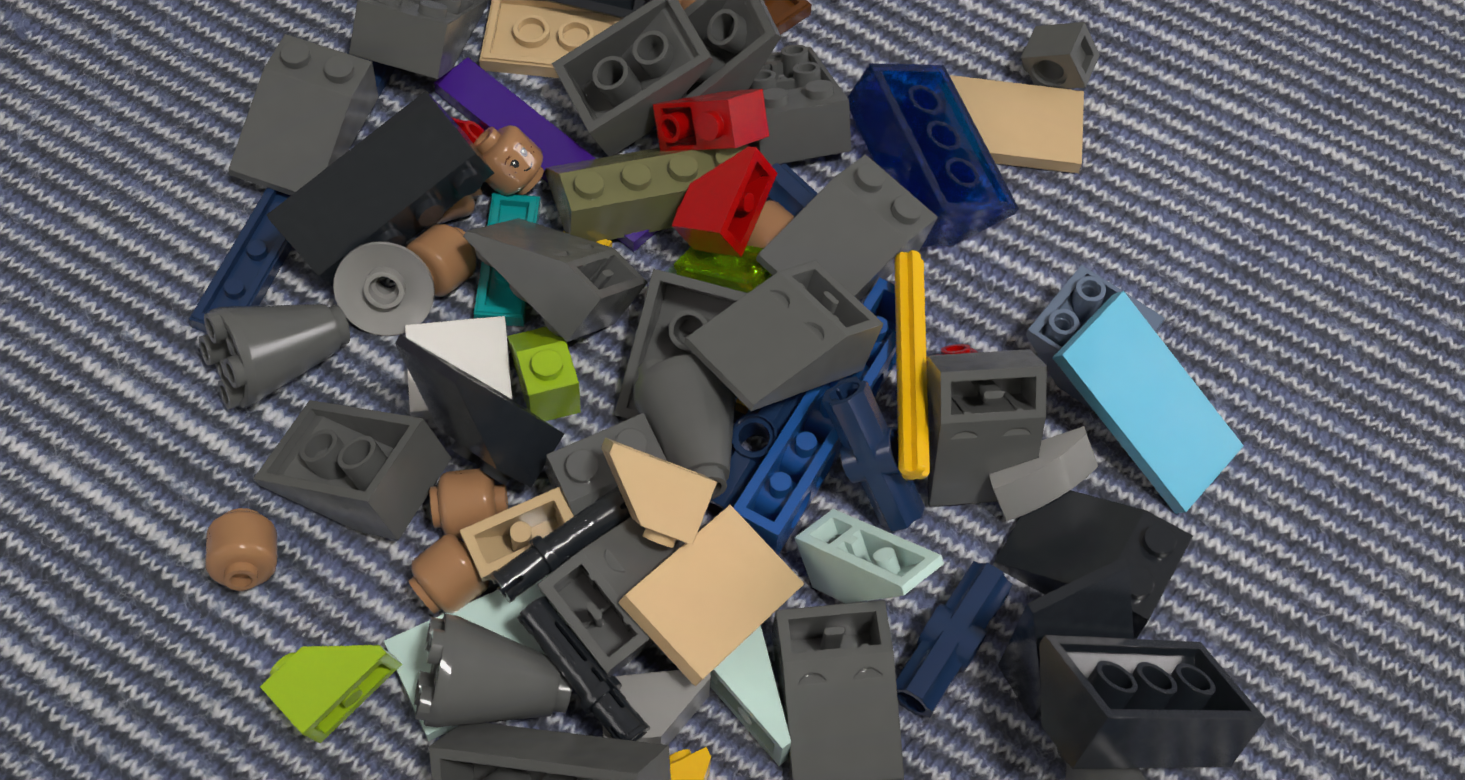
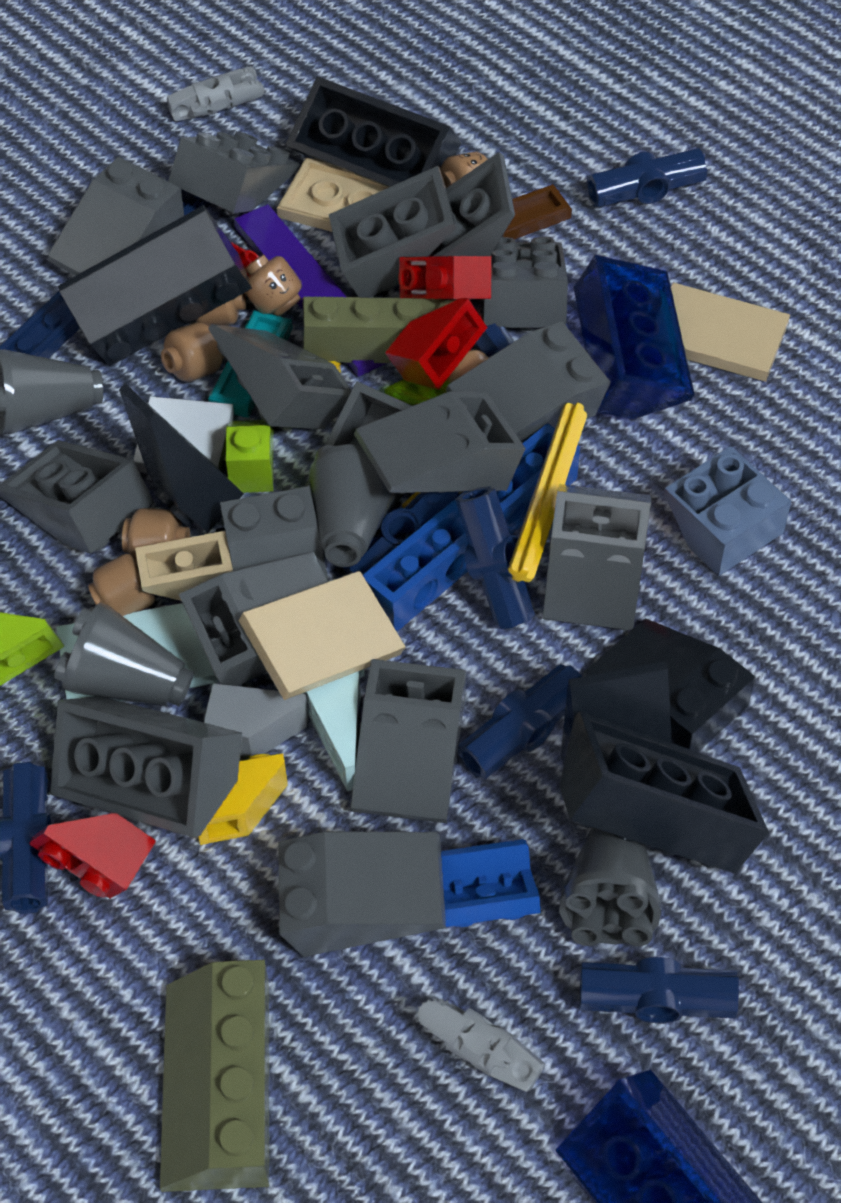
camera: 20 degrees right, 5 degrees down
(381, 308) = (121, 360): light grey dish -> none
(560, 545) = (197, 573): black pin -> none
(592, 684) = (205, 688): black pin -> none
(659, 493) = (295, 541): tan slope -> none
(860, 560) = (455, 634): light aqua slope -> none
(1060, 55) = (775, 280): dark grey brick -> none
(1060, 467) = (654, 605): light grey slope -> none
(1148, 402) = (754, 566): medium azure tile -> none

